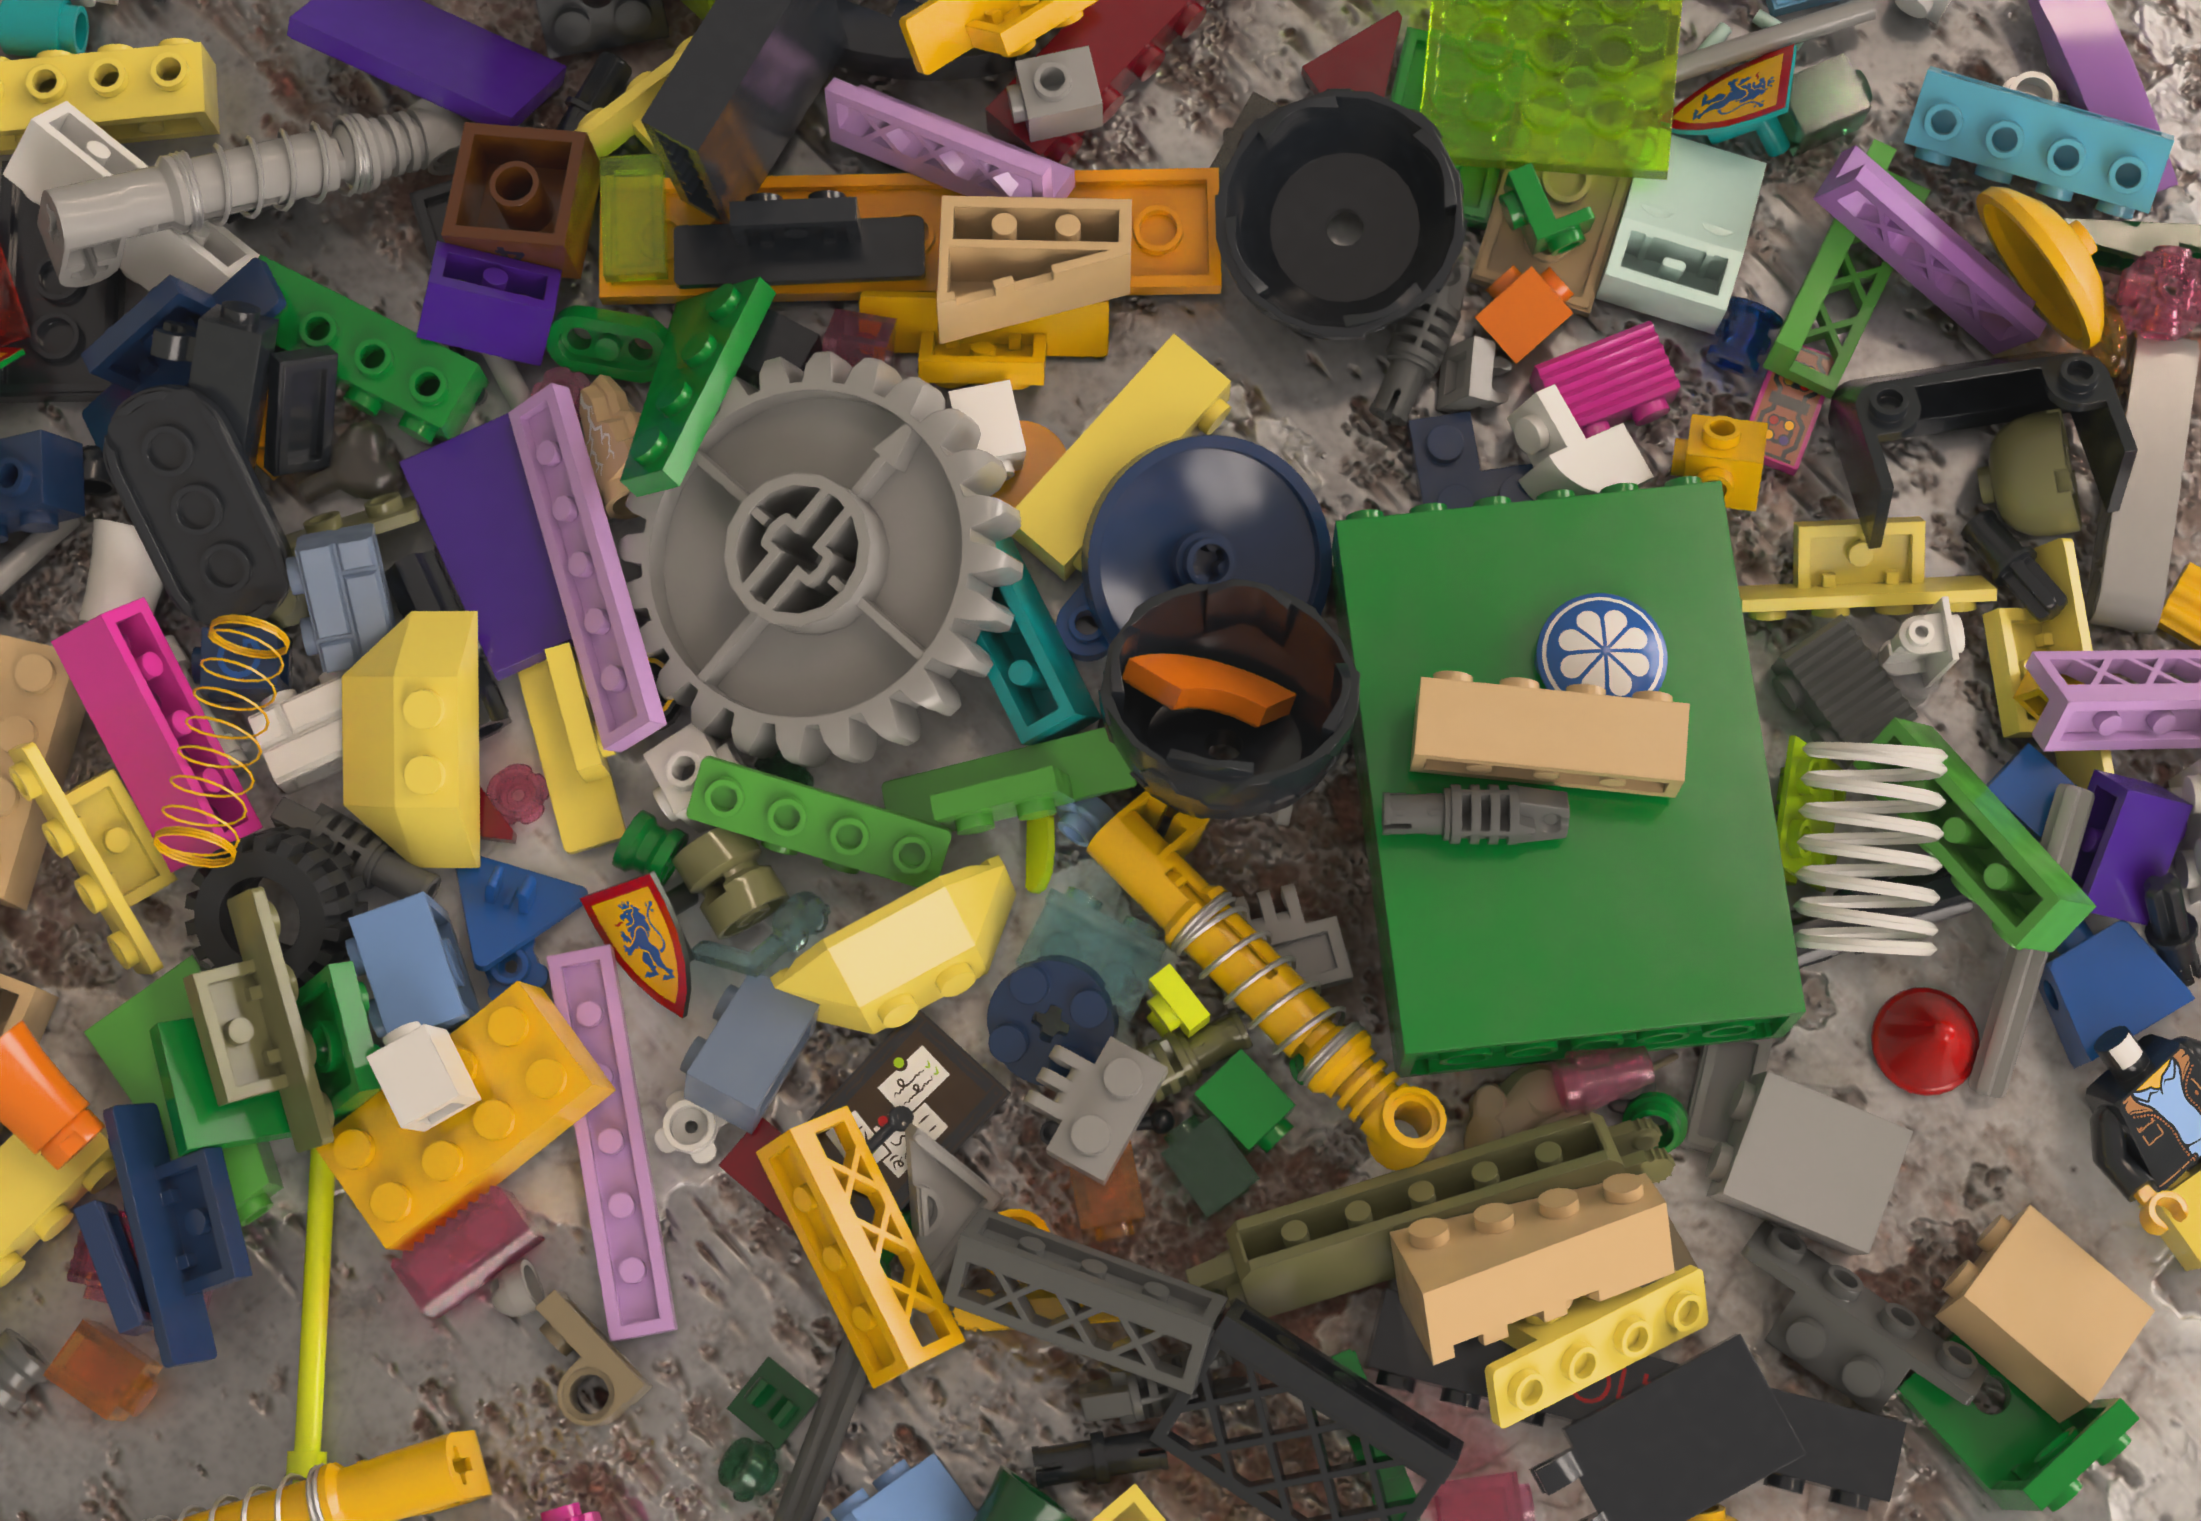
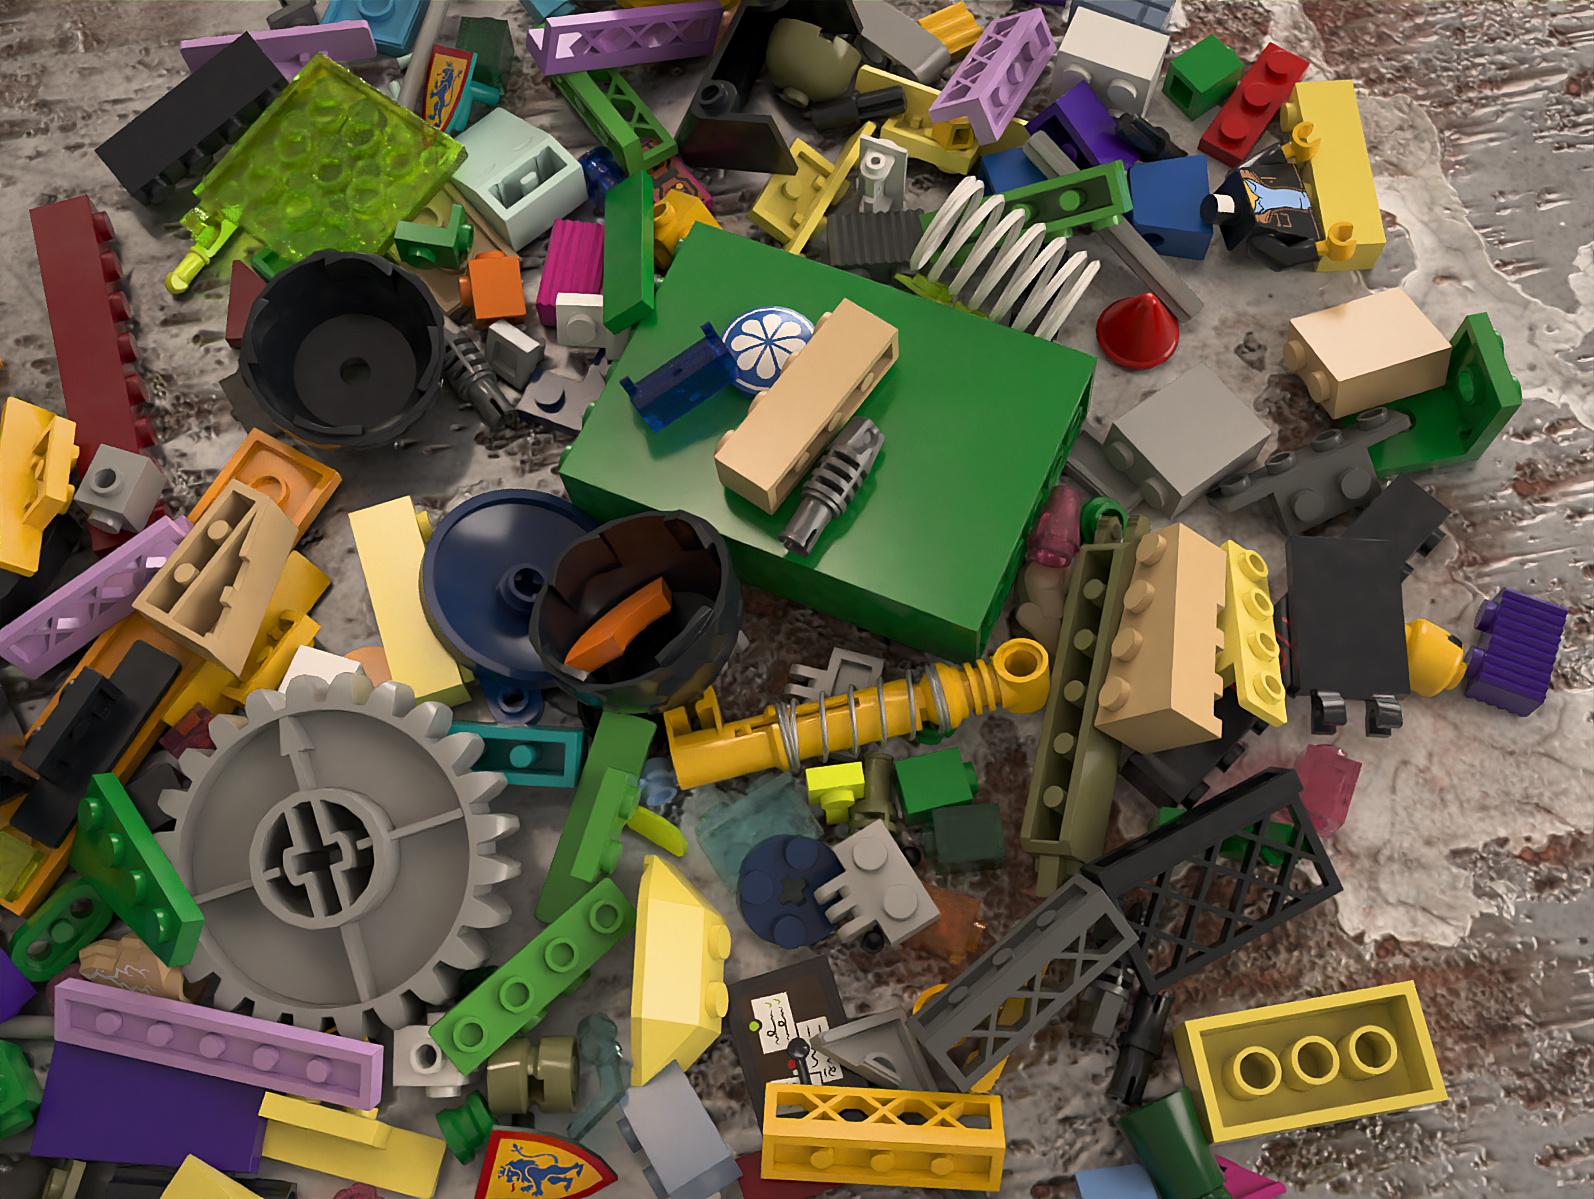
camera: 60 degrees left, 10 degrees down
(1506, 587) = (683, 381): none -> clear blue hinge
(1648, 428) = (628, 252): none -> green tile

